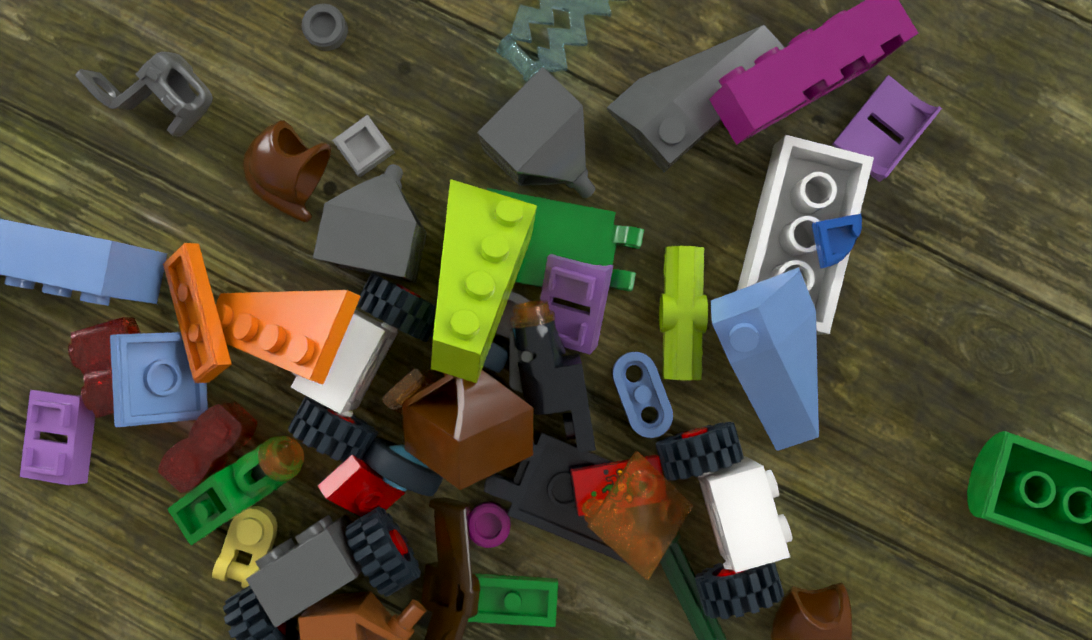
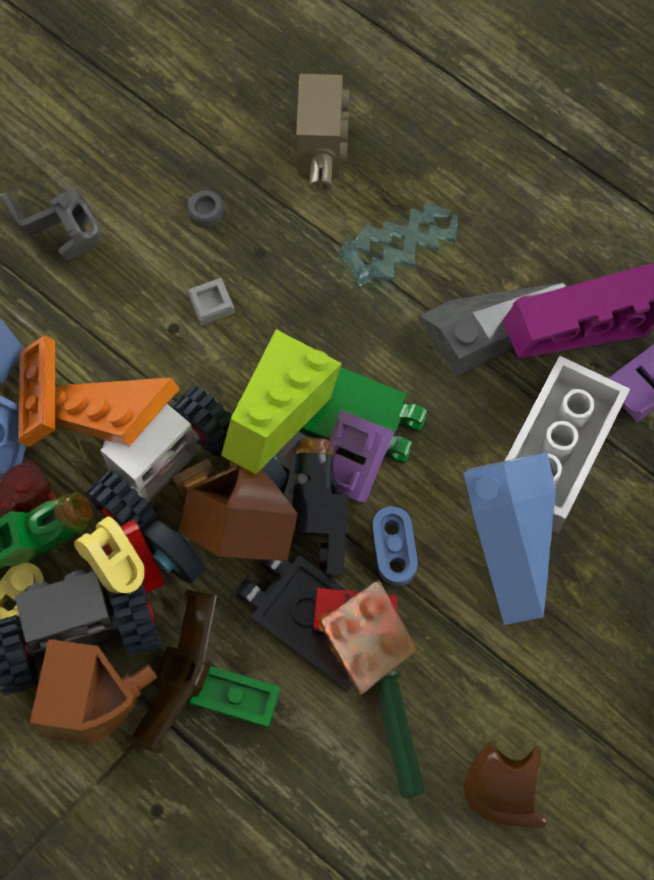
camera: 10 degrees right, 20 degrees down
(285, 169) = (141, 303): reddish brown piece -> none
(354, 523) = (120, 570): none -> light yellow plate
(372, 230) = (200, 354): dark grey piece -> none
(488, 524) = (231, 628): magenta tile -> none
(540, 136) = (355, 316): dark grey piece -> none
(683, 313) = (445, 487): lime piece -> none
(741, 516) = (458, 657): brick -> none
(836, 238) = (585, 441): blue tile -> none

